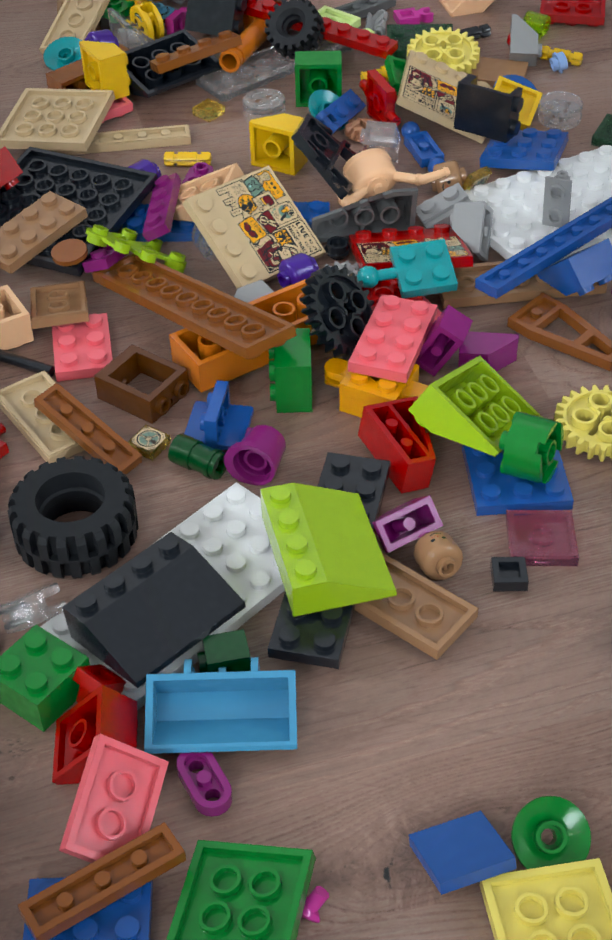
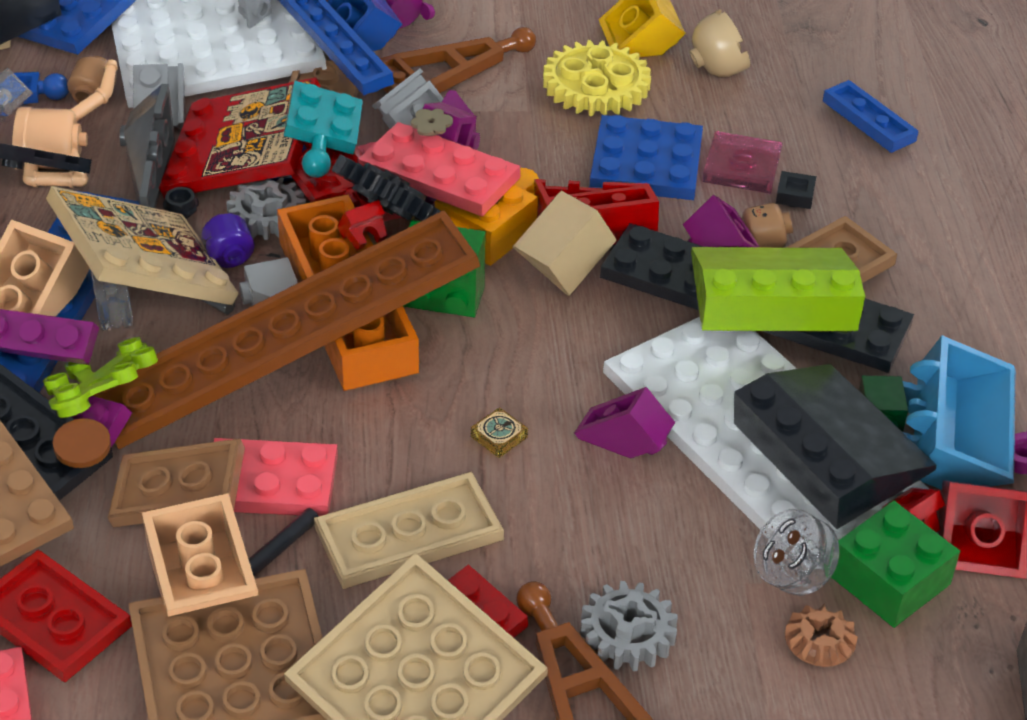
camera: 80 degrees left, 0 degrees up
(77, 545) = (636, 540): black tyre -> none
(87, 429) = (479, 473): dark orange plate -> none
(113, 380) = (388, 452): reddish brown window -> none
(161, 504) = (627, 425): none -> magenta slope
(197, 456) = (552, 385): dark green piece -> none
(218, 421) = (491, 360): blue bracket -> none
(256, 456) = (571, 328): magenta hat -> none
(293, 307) = (360, 220): none -> red tile
(342, 425) = (566, 241): none -> tan slope
(427, 312) = (431, 122): none -> dark tan plant
(470, 406) = (568, 146): lime slope -> none
(473, 225) = (226, 74): light grey slope -> none
(476, 178) = (114, 50): clear yellow tile -> none
(499, 318) = (407, 99): none -> light grey plate
(531, 447) = (659, 113): green brick -> none

